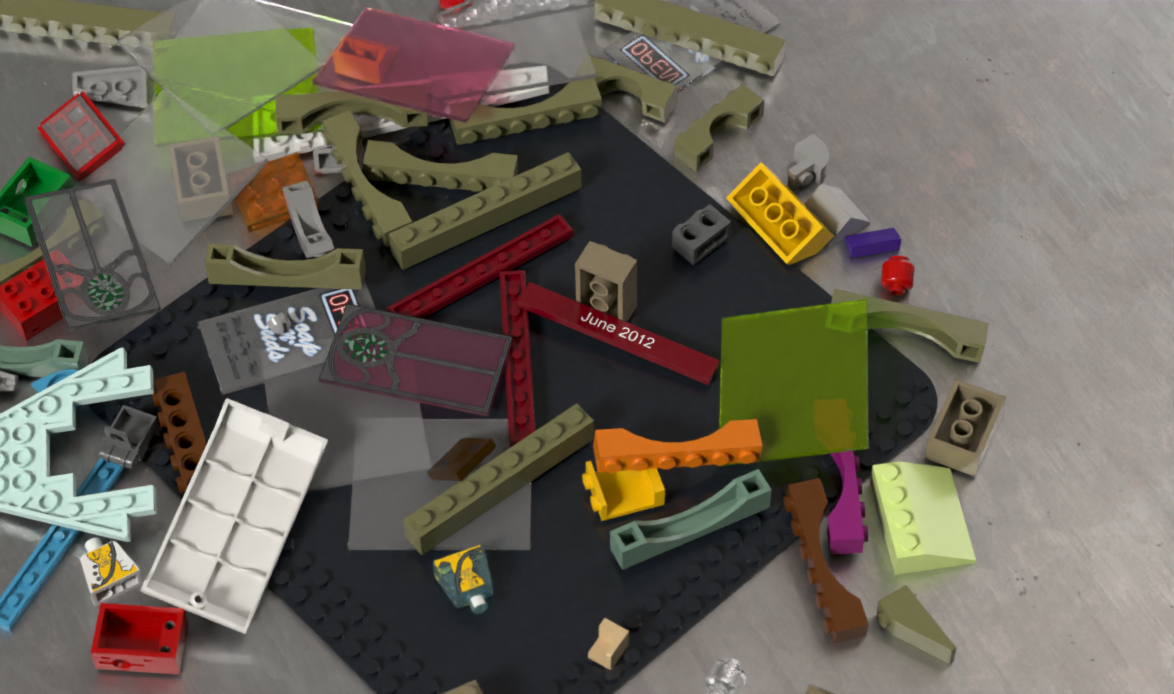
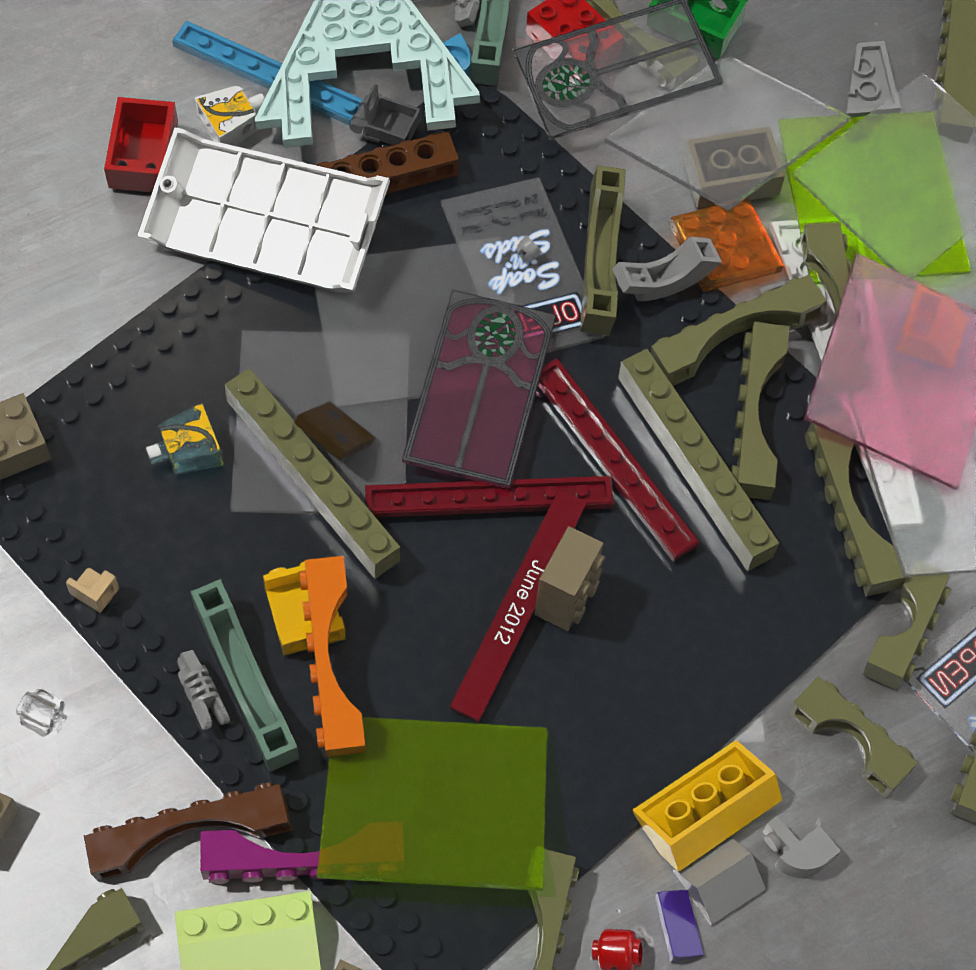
camera: 85 degrees right, 10 degrees up
(81, 136) = (791, 54): clear piece -> none
(701, 234) = (662, 708): dark grey brick -> none
(703, 556) = (201, 690): none -> light grey hinge

